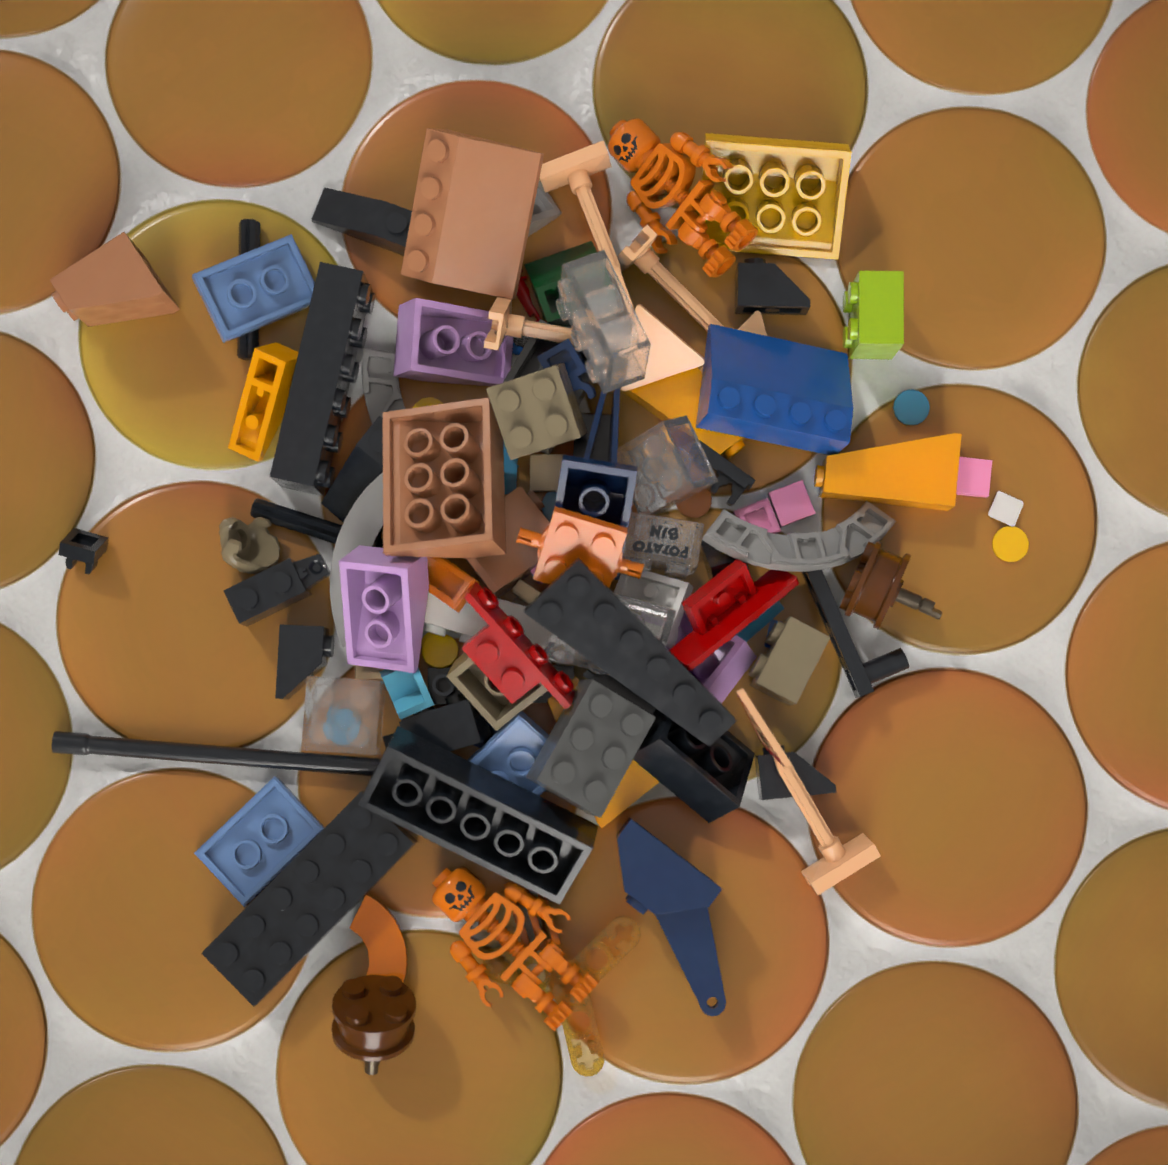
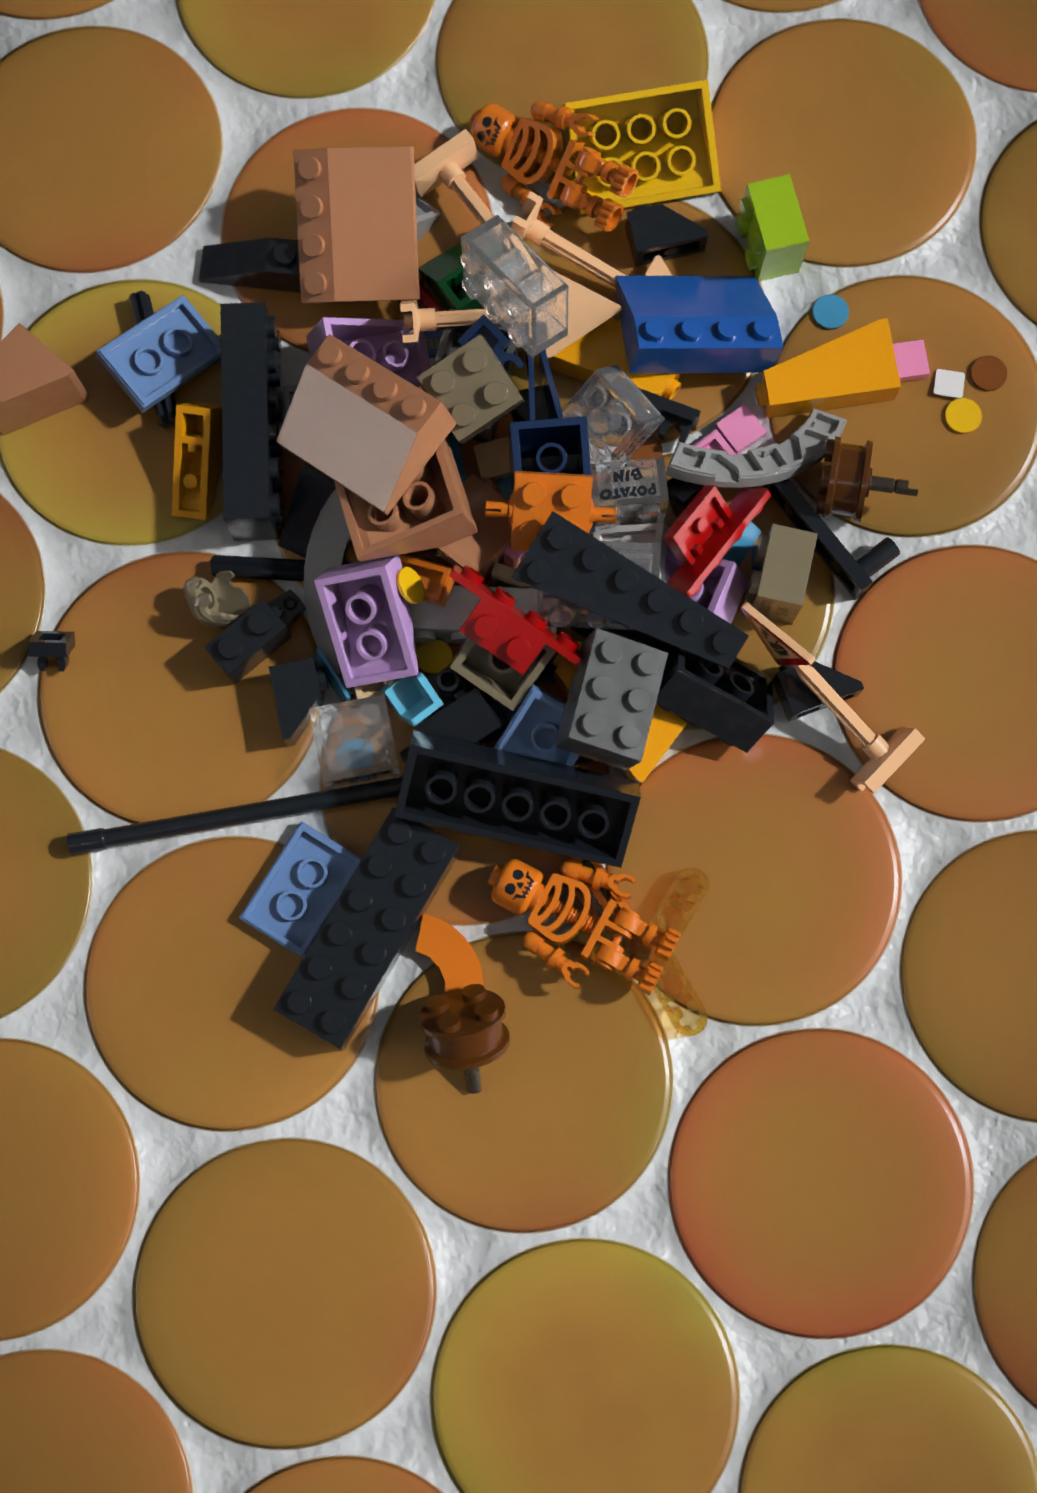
camera: 15 degrees left, 5 degrees down
(338, 646) = (332, 677): none -> dark azure window
(421, 423) = (362, 424): none -> nougat slope
(429, 587) = (410, 585): none -> yellow piece
(680, 899) = (735, 826): dark blue slope -> none
(1047, 508) = (988, 373): none -> dark orange piece

